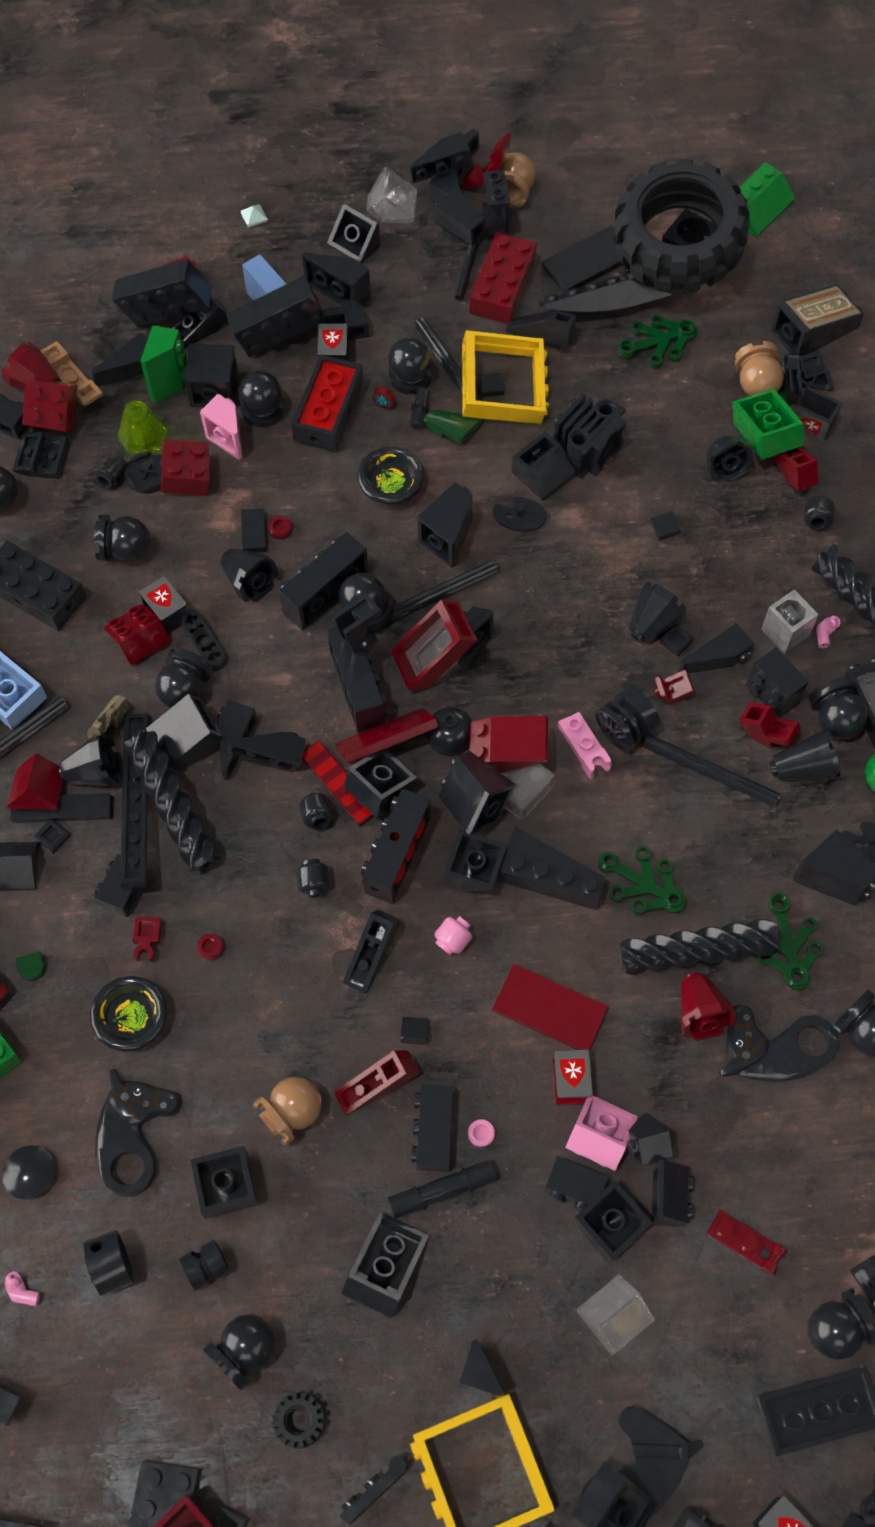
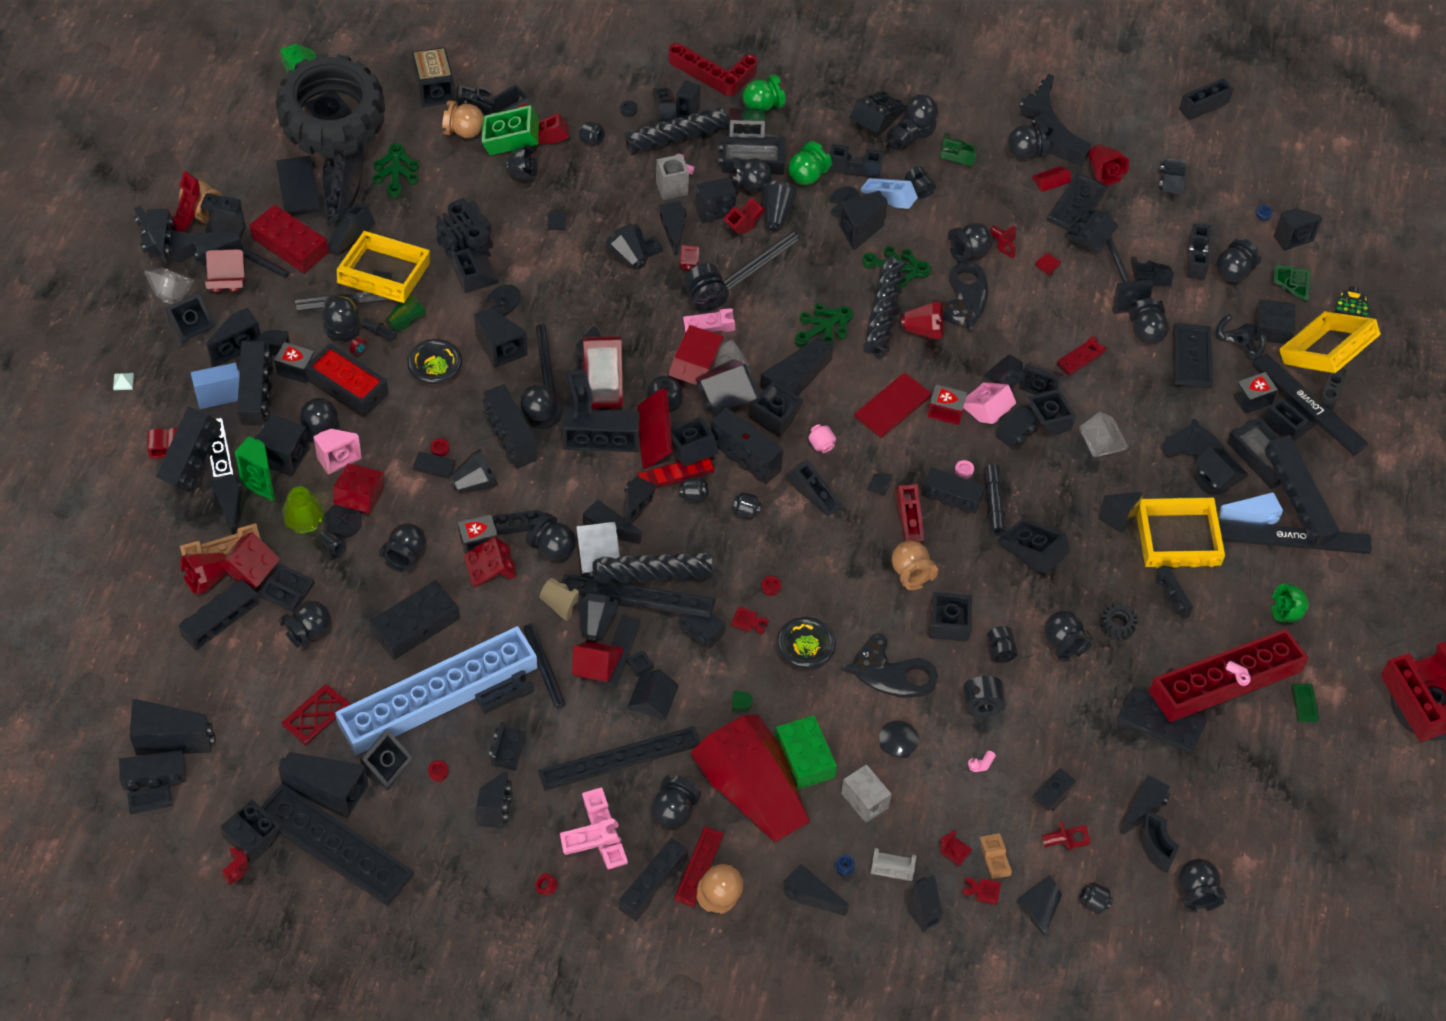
camera: 75 degrees left, 10 degrees down
(428, 240) = (225, 270): none -> bracket

